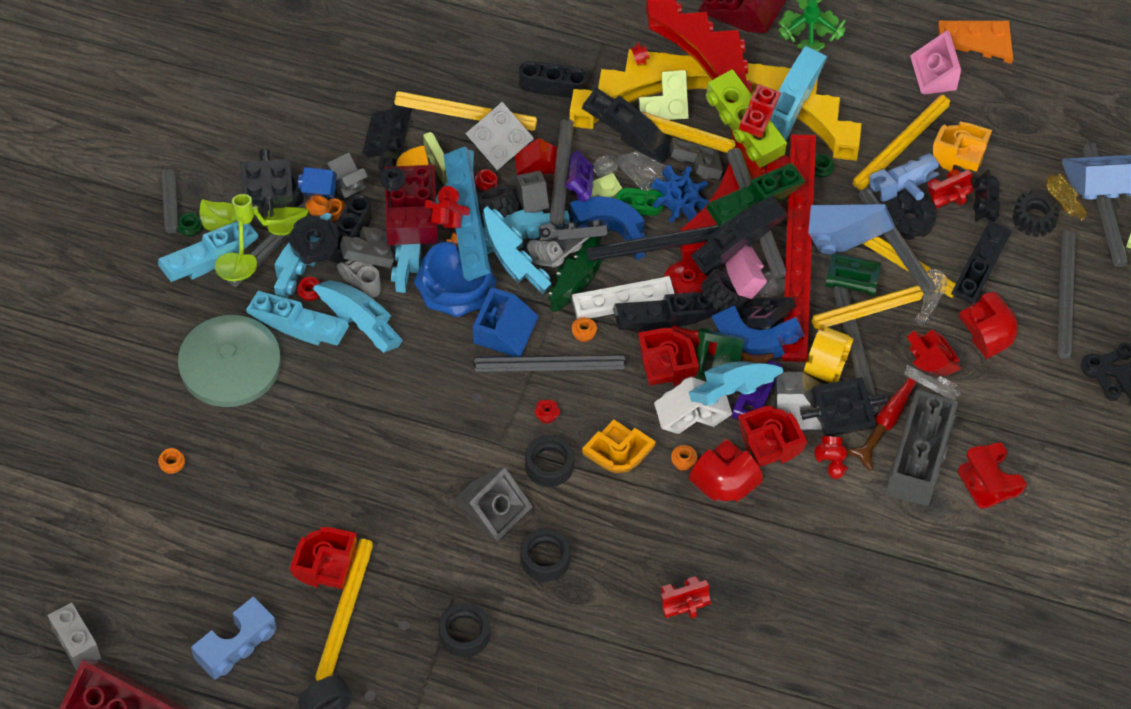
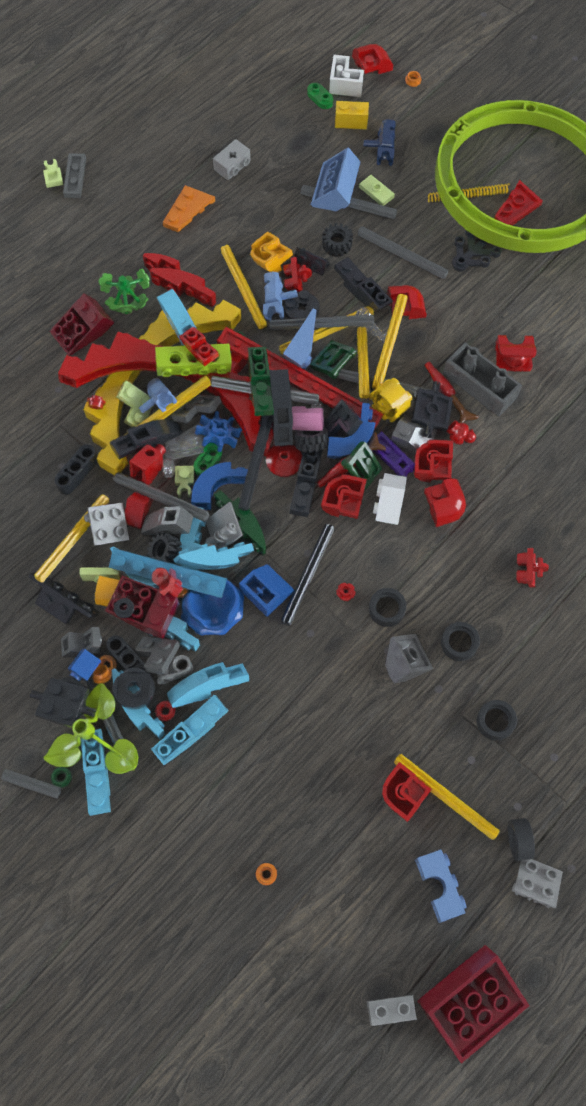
camera: 65 degrees left, 10 degrees up
(229, 360) = (197, 795): sand green dish -> none
(485, 179) = (138, 548): red plate -> none
(572, 230) = (221, 507): black hinge -> none
(580, 176) = (174, 486): dark purple plate -> none
(584, 335) = (292, 544): orange plate -> none
(596, 139) = (147, 463): none -> red torso
(601, 301) = (280, 504): white plate -> none
(618, 448) = (402, 557): light orange brick -> none
(684, 463) = (421, 526): orange plate -> none
(686, 113) = (159, 395): none -> medium blue piece
(733, 377) = (395, 461): medium azure slope -> none
(862, 76) = (183, 282): none -> red slope
(876, 43) = (154, 260): none -> red slope
(915, 321) = (389, 341): none -> yellow axle
(933, 353) = (418, 342): red brick -> none
(937, 65) = (198, 237): bright pink slope -> none
(941, 385) = (442, 348): clear plate -> none
(1066, 195) = (335, 215): clear yellow plate -> none
(1080, 52) = (231, 159): none -> light grey brick

